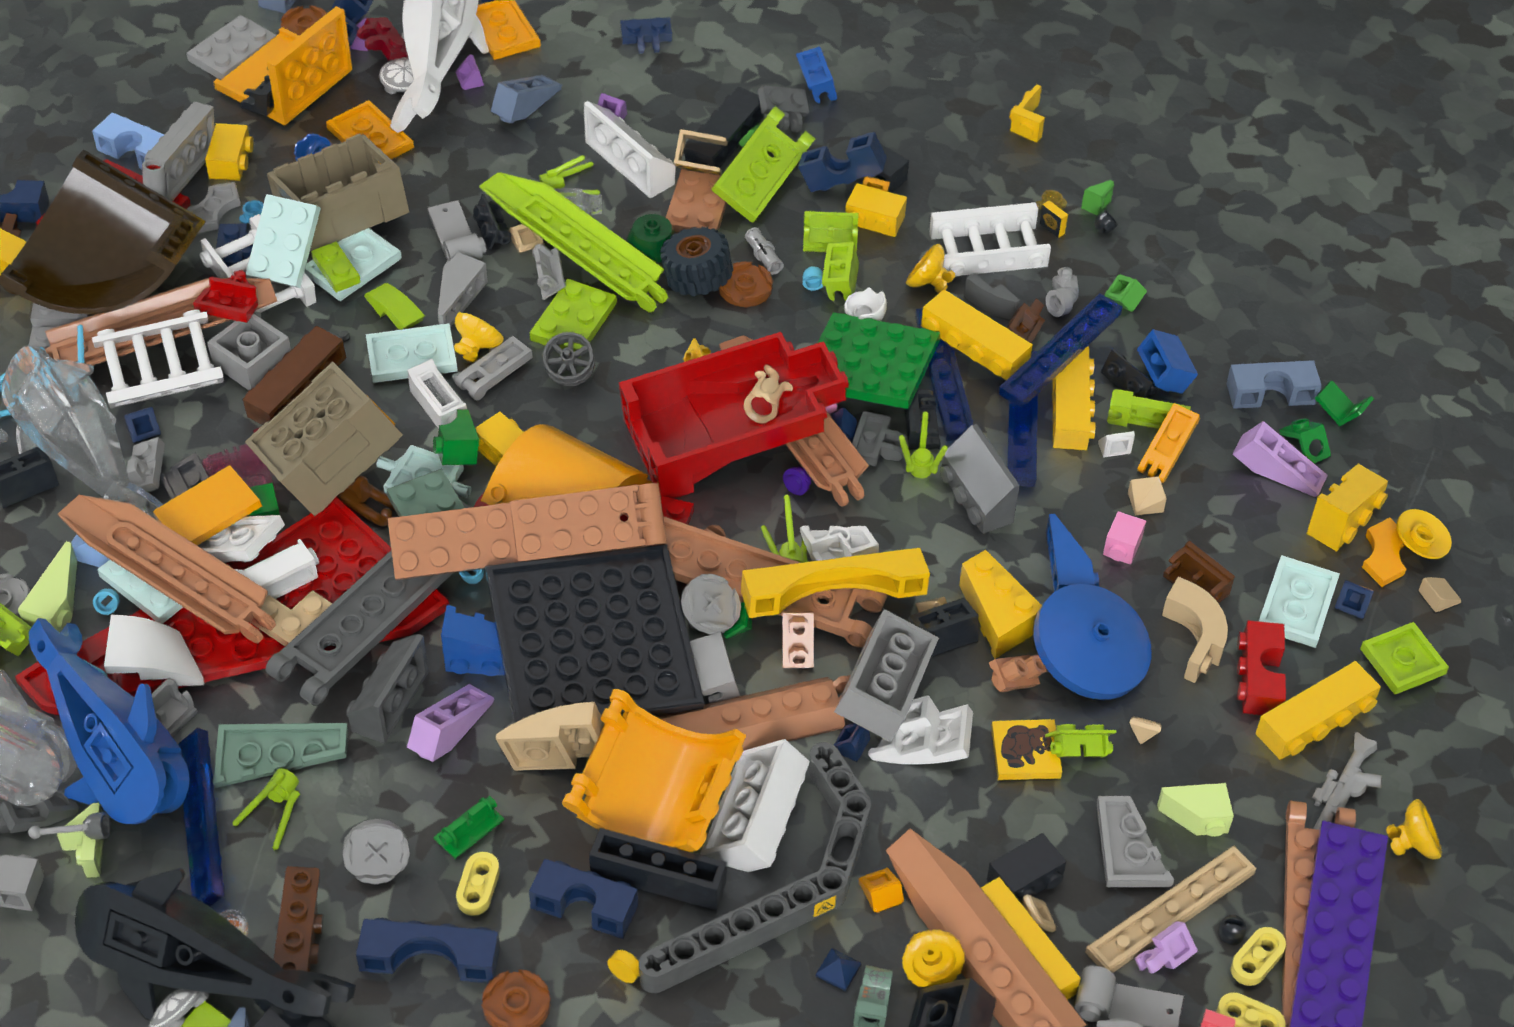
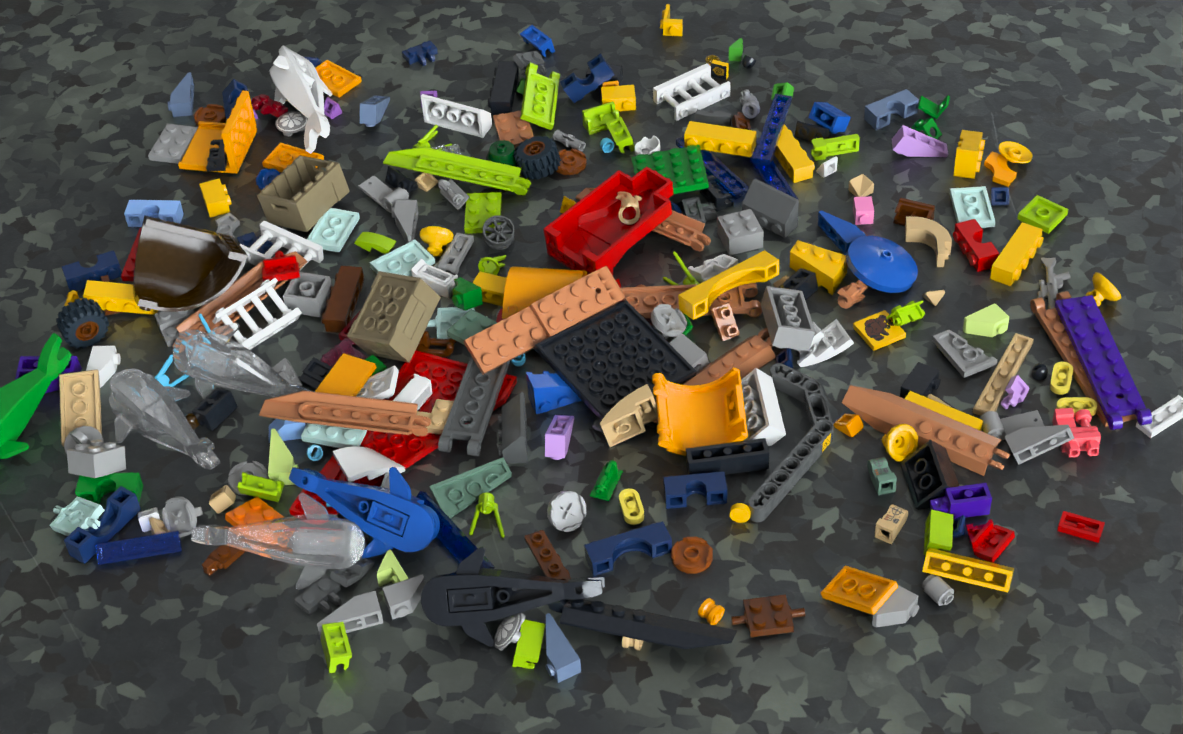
camera: 20 degrees left, 5 degrees down
(69, 878) = (403, 596): none -> light grey slope
(95, 827) = (398, 560): hinge -> none
(142, 424) = (268, 355): dark blue slope -> none
(179, 151) = (190, 200): light grey hinge -> none
(251, 209) = (253, 224): dark azure plate -> none
(283, 240) = (293, 226): light aqua plate -> none
(335, 267) = (327, 233): lime plate -> none
(525, 411) = (493, 266): none -> lime piece
(699, 137) = (500, 91): tan piece -> none
(796, 480) = (667, 247): dark purple plate -> none
(838, 969) = (852, 470): dark blue slope -> none
(915, 499) = (740, 232): none -> light grey brick
(921, 462) = (728, 209): lime plant -> none
(931, 270) = (670, 116): yellow hair -> none
(1169, 441) = (856, 154): light orange hinge -> none
(1438, 593) = (1039, 179): tan slope -> none

